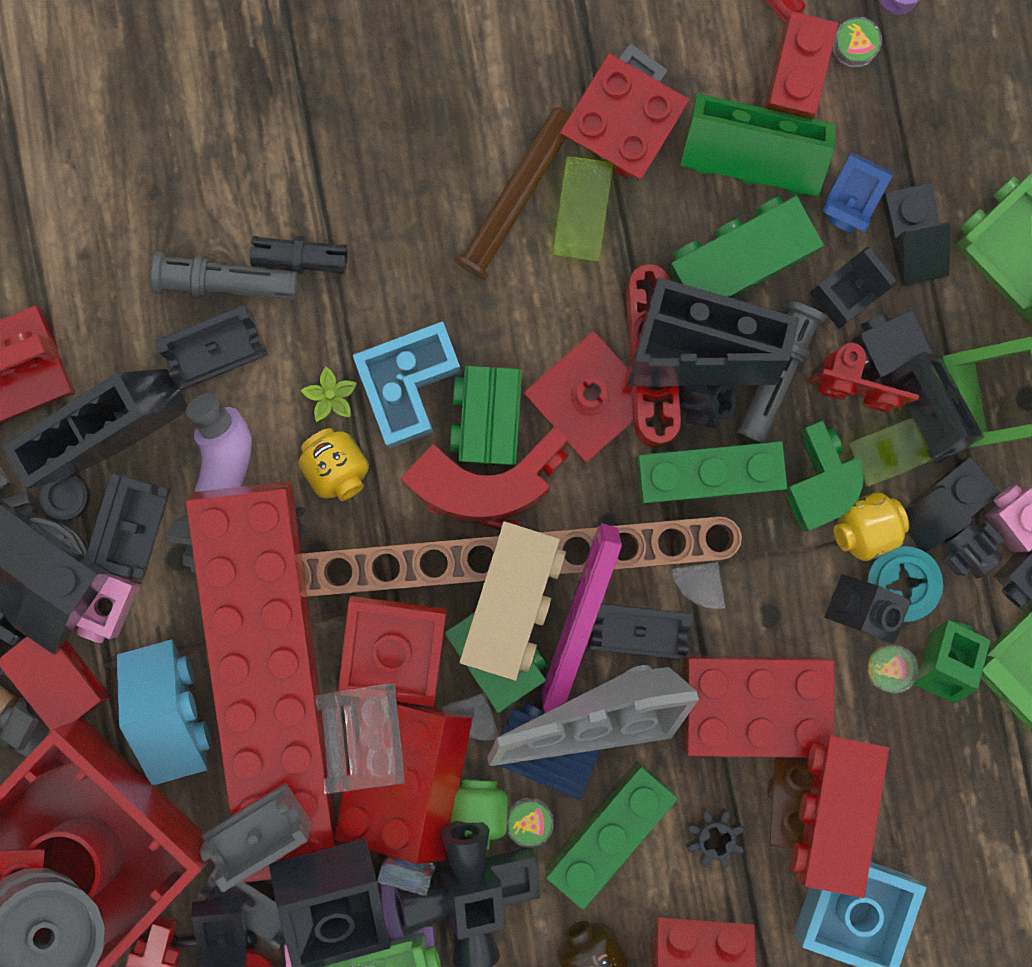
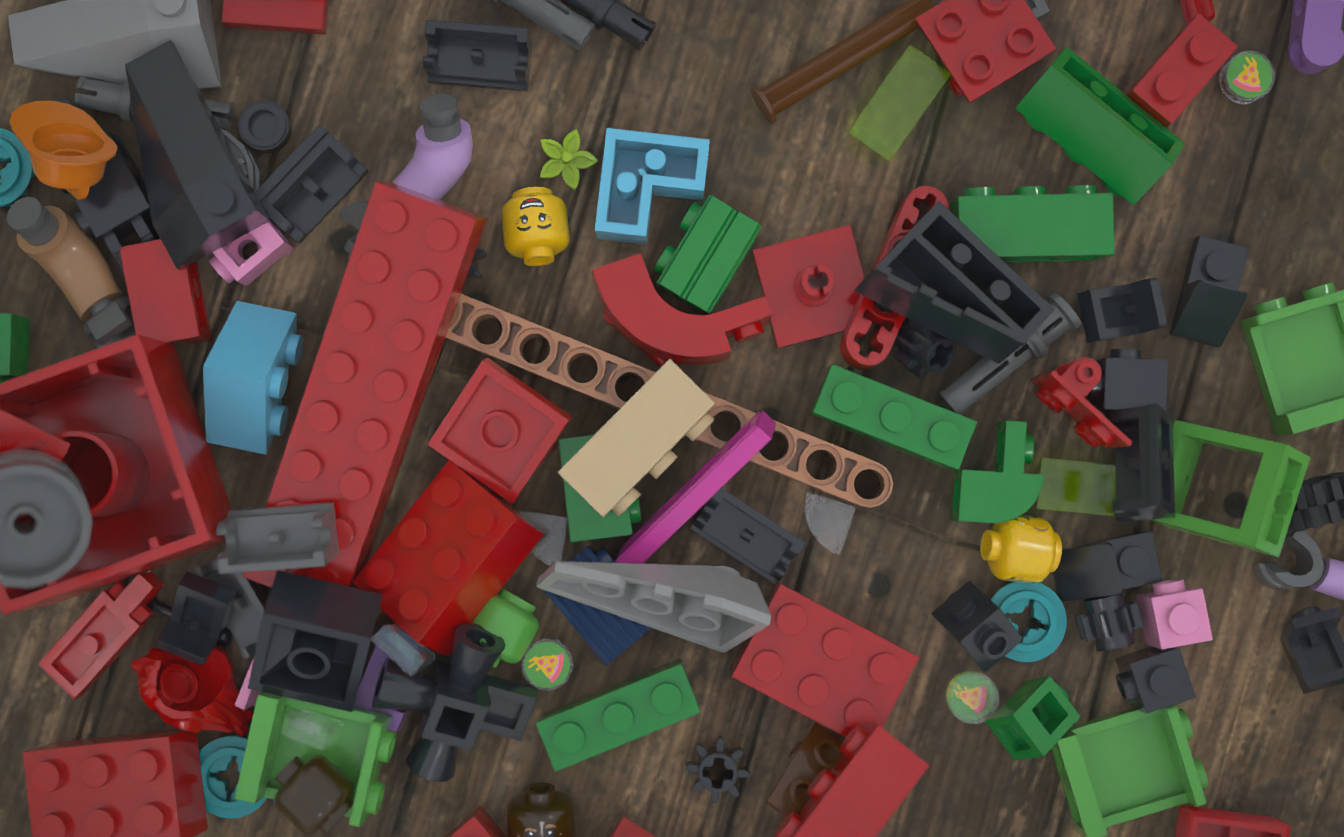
camera: 35 degrees right, 0 degrees up
(95, 426) = (328, 71): black brick -> none
(371, 738) = (436, 501): clear plate -> none
(856, 193) = (1171, 221): blue bracket -> none

